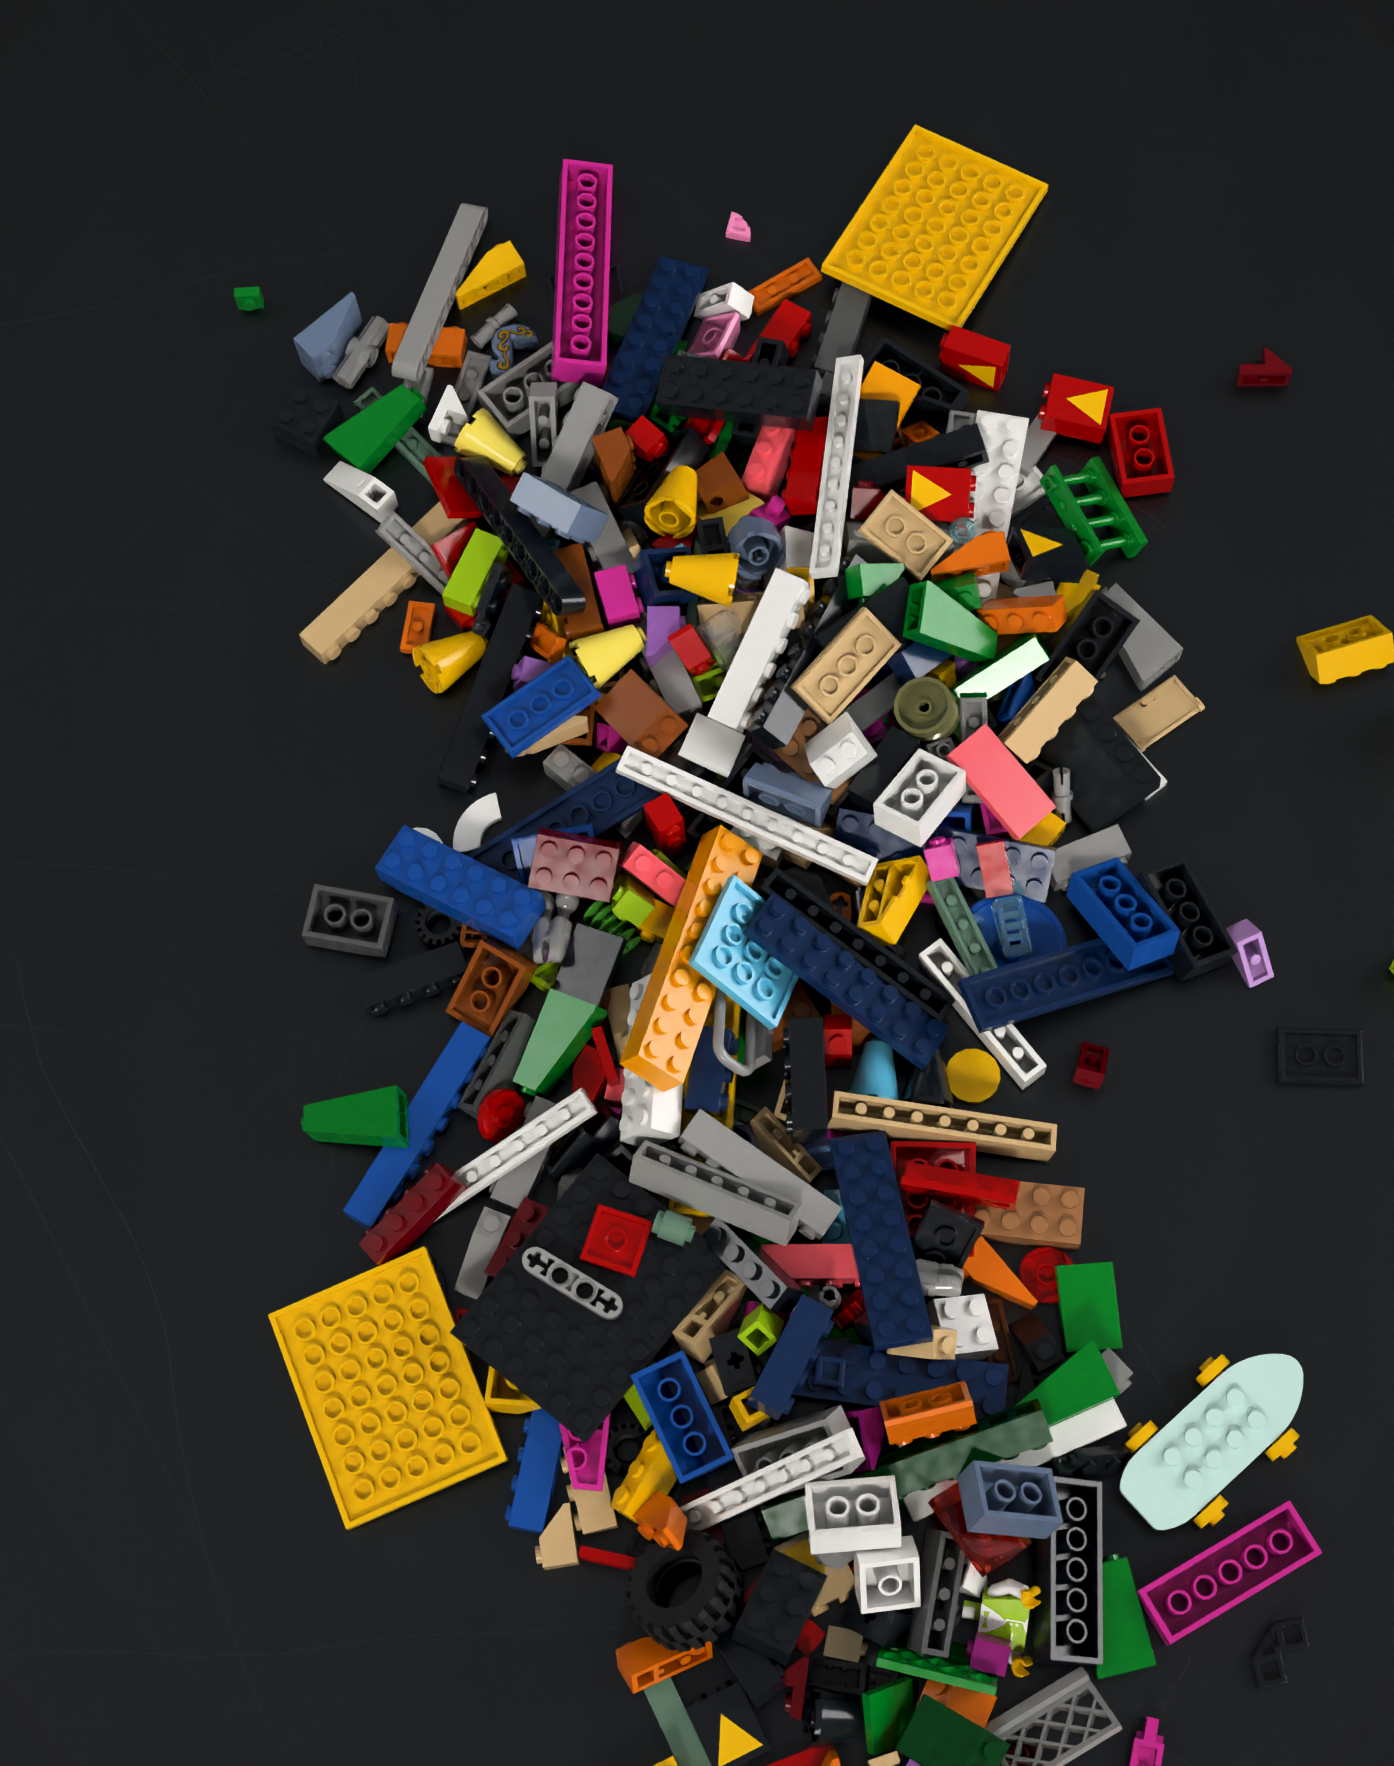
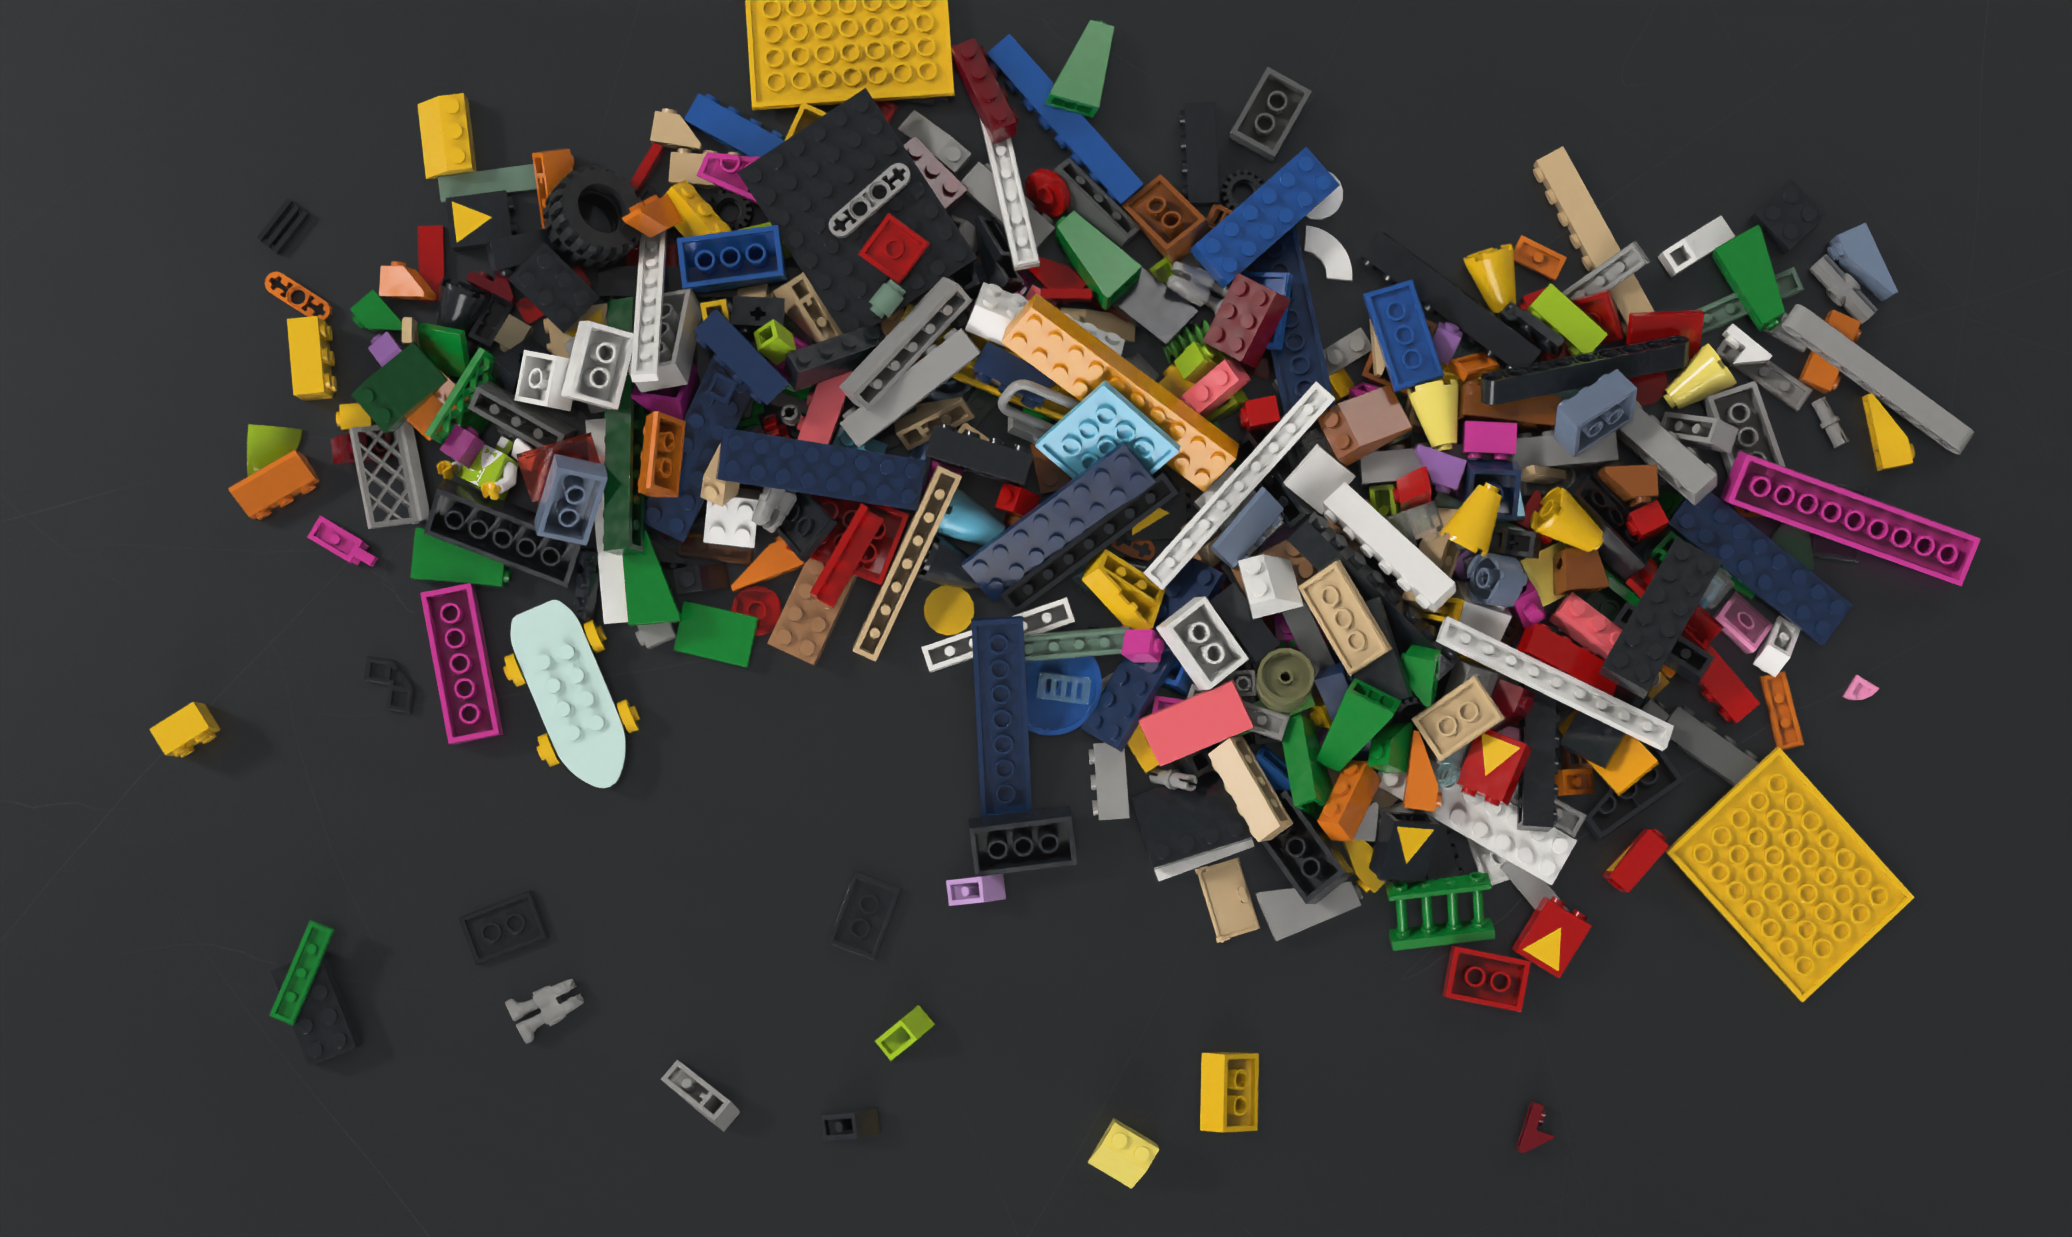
camera: 105 degrees right, 15 degrees up
(249, 298) = (1937, 198): green plate -> none
(505, 342) = (1801, 423): sand blue animal -> none
(995, 868) = (1120, 690): tile -> none
(1091, 1065) = (922, 715): dark red slope -> none
(1123, 913) = (1041, 787): blue brick -> none

